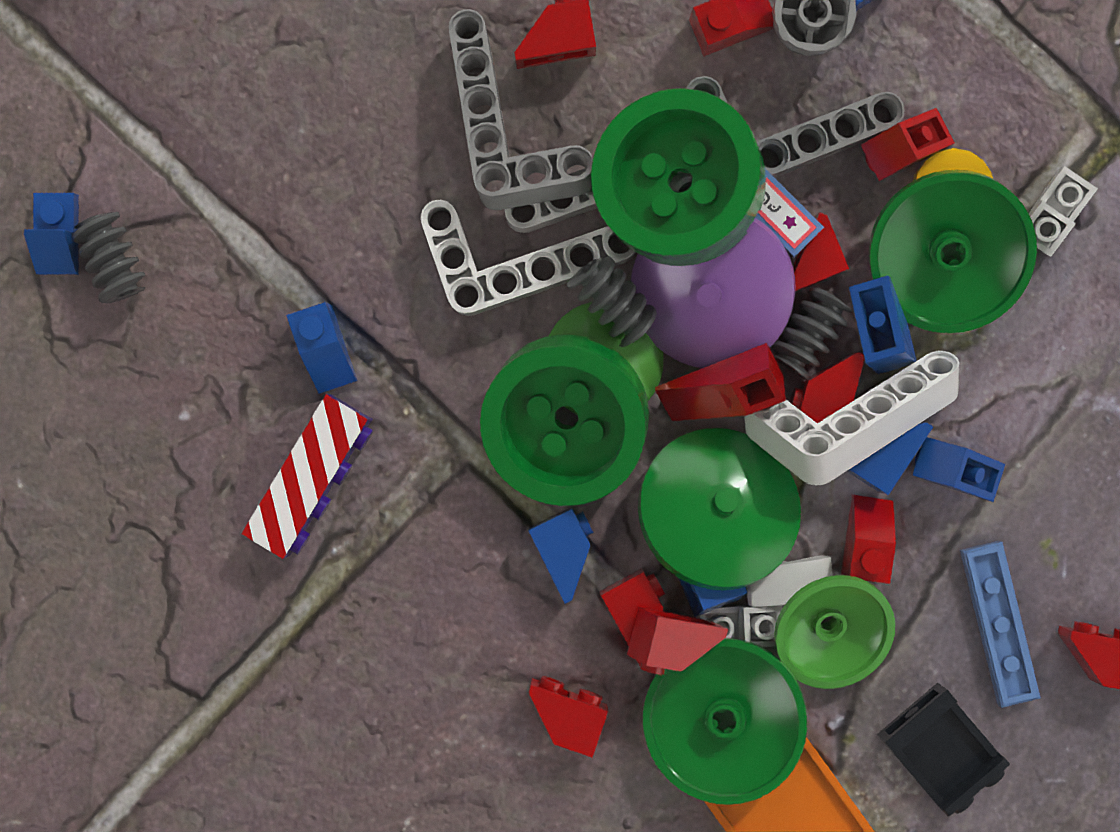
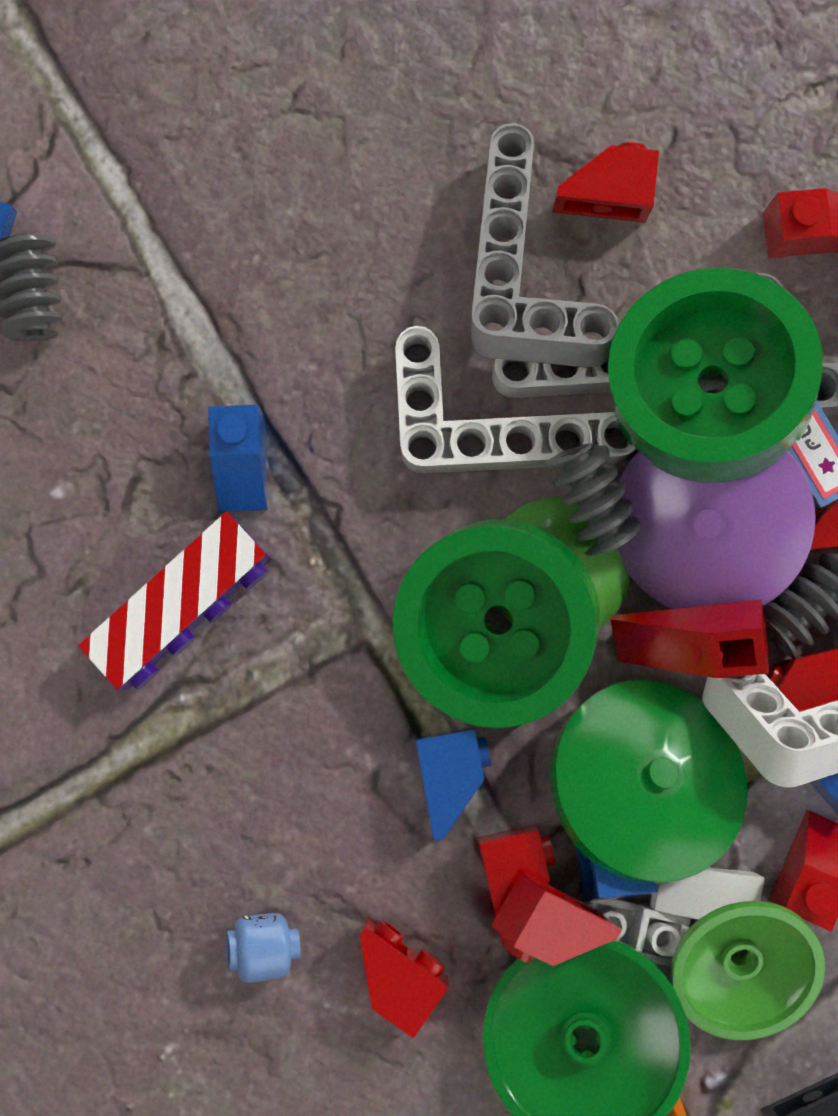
camera: 20 degrees right, 5 degrees down
(455, 724) = (261, 947): none -> medium blue head

